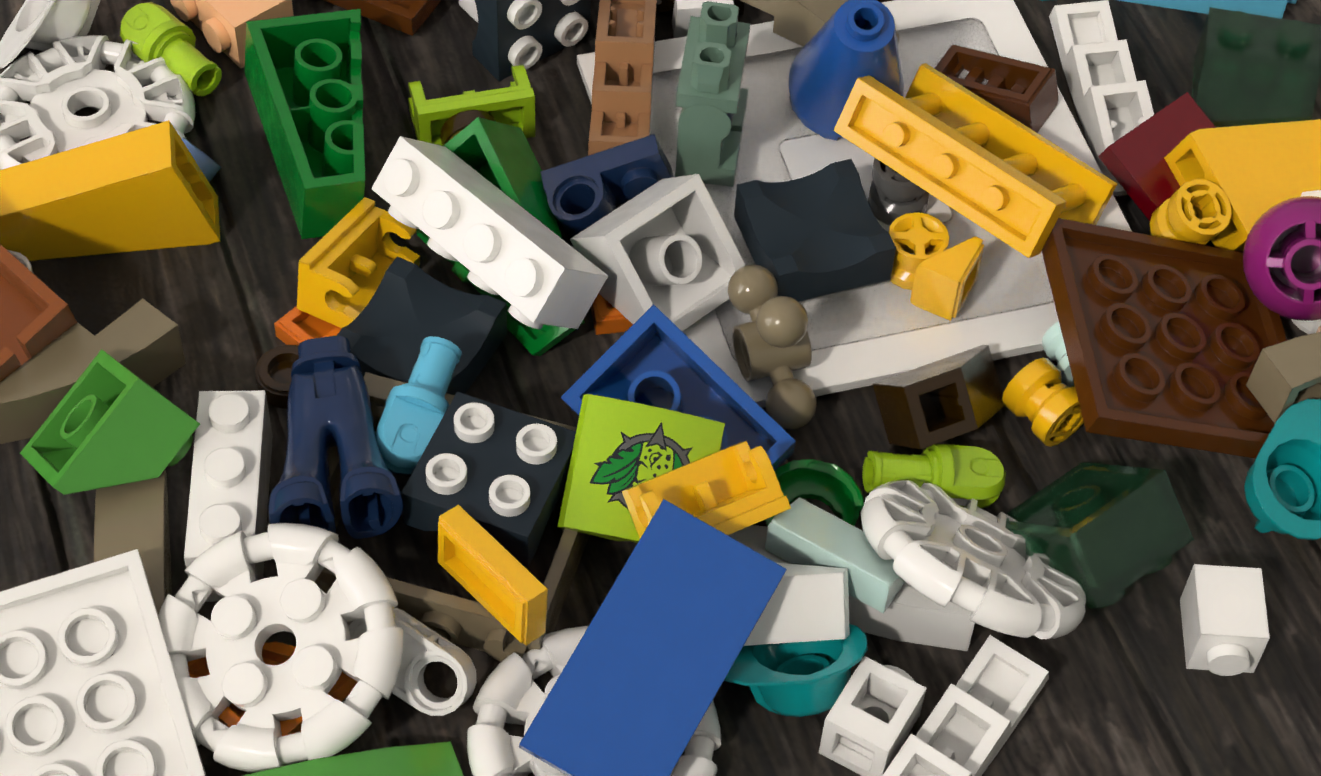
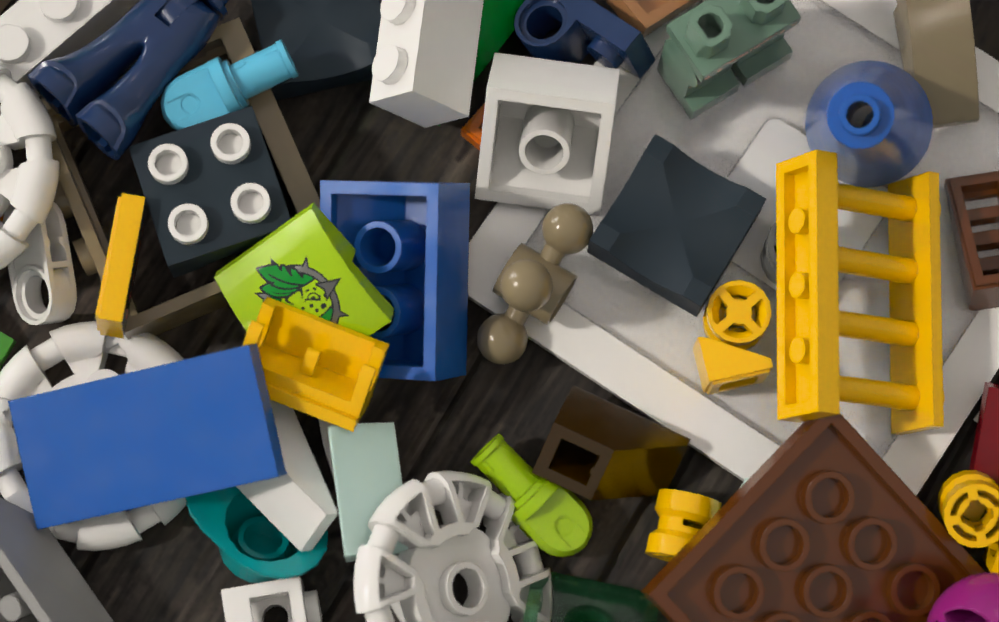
camera: 50 degrees right, 25 degrees up
(821, 482) = (440, 394): green piece -> none

